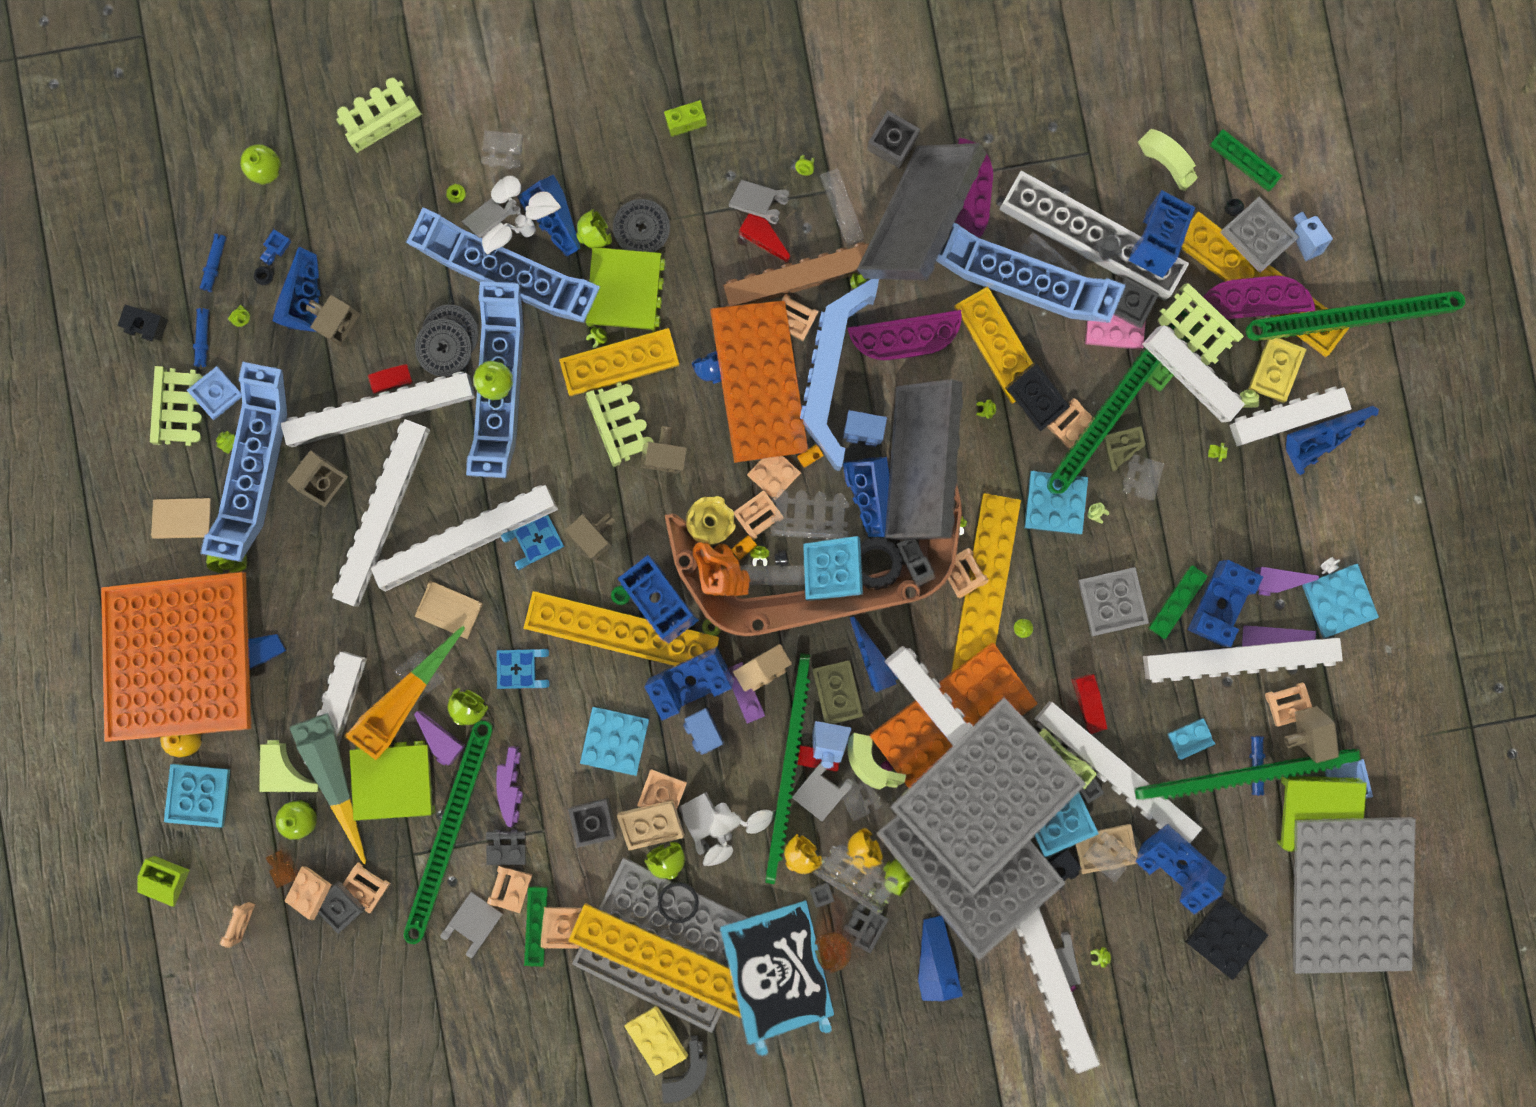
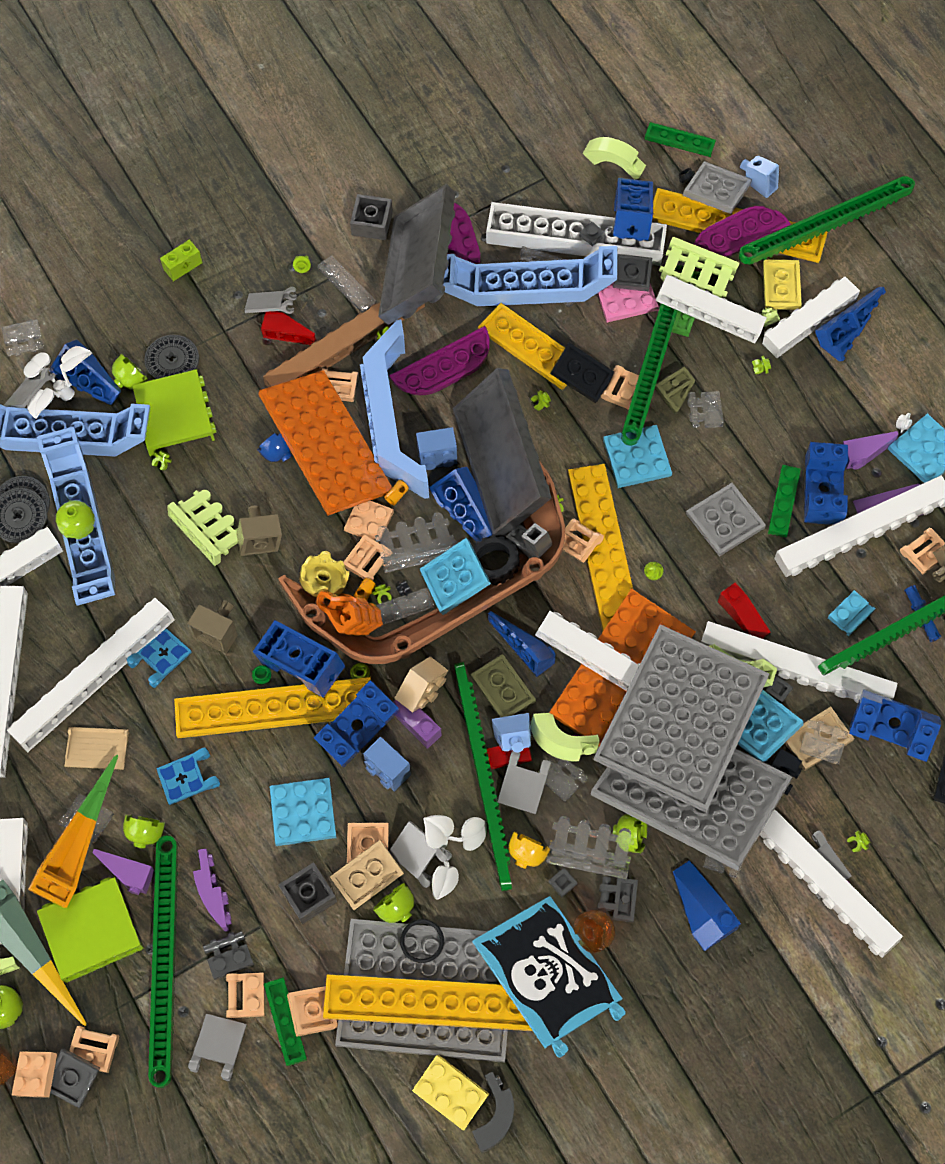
camera: 20 degrees left, 20 degrees down
(619, 362) = (189, 473): yellow plate -> none
(862, 845) = (582, 812): yellow cylinder -> none
(1096, 511) = (676, 450): yellowish green plate -> none

